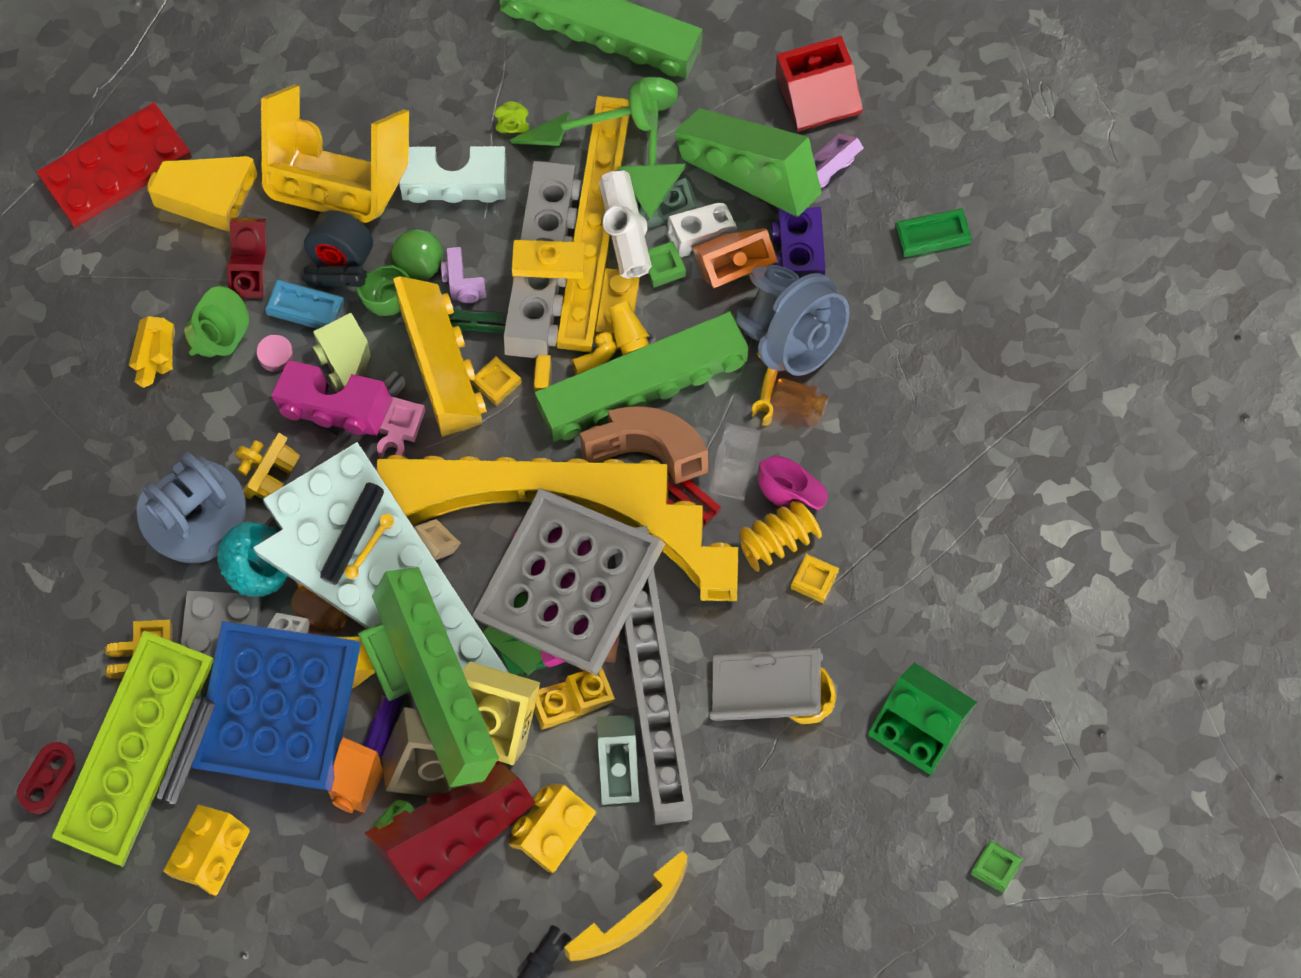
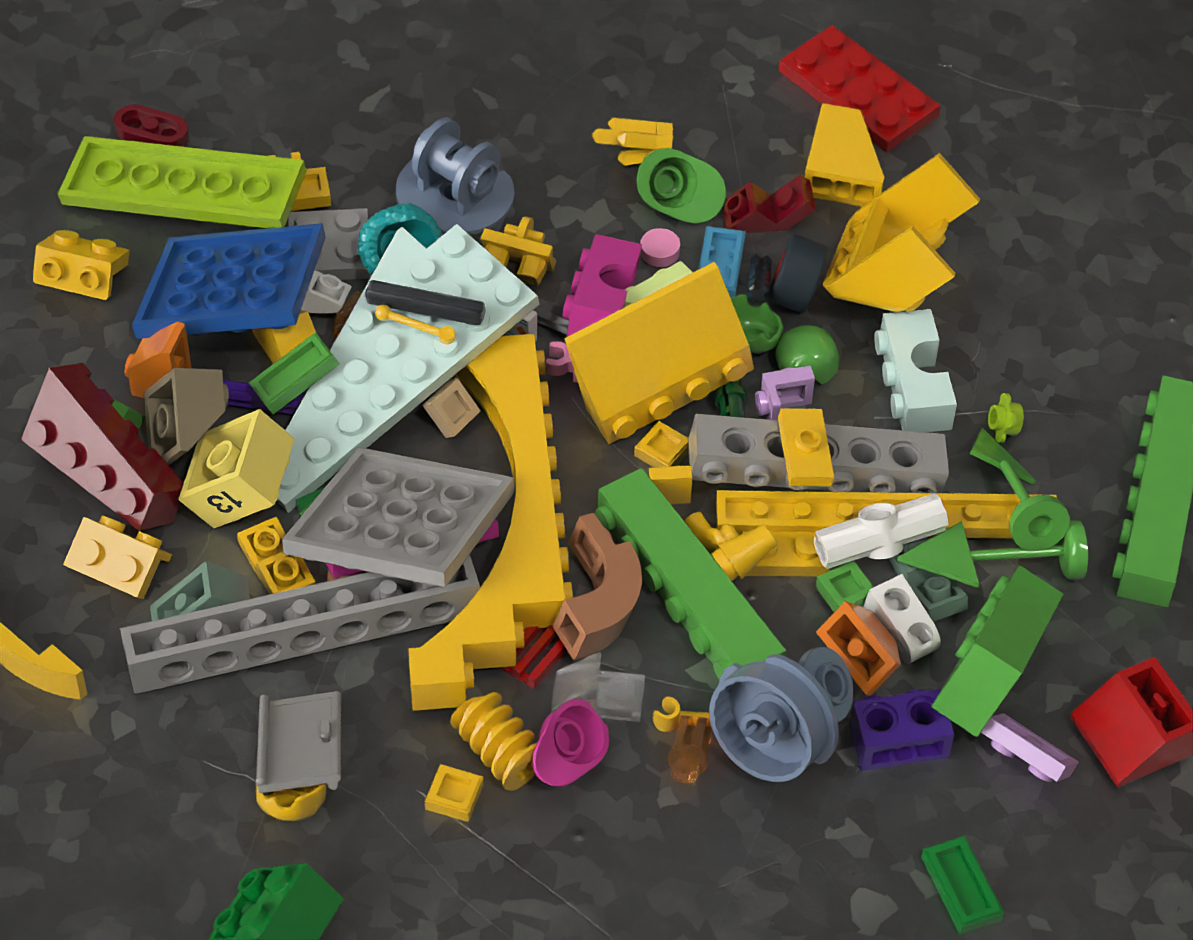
camera: 80 degrees right, 15 degrees down
(185, 750) = (184, 224): axle -> none
(434, 677) = (253, 384): bright green brick -> none

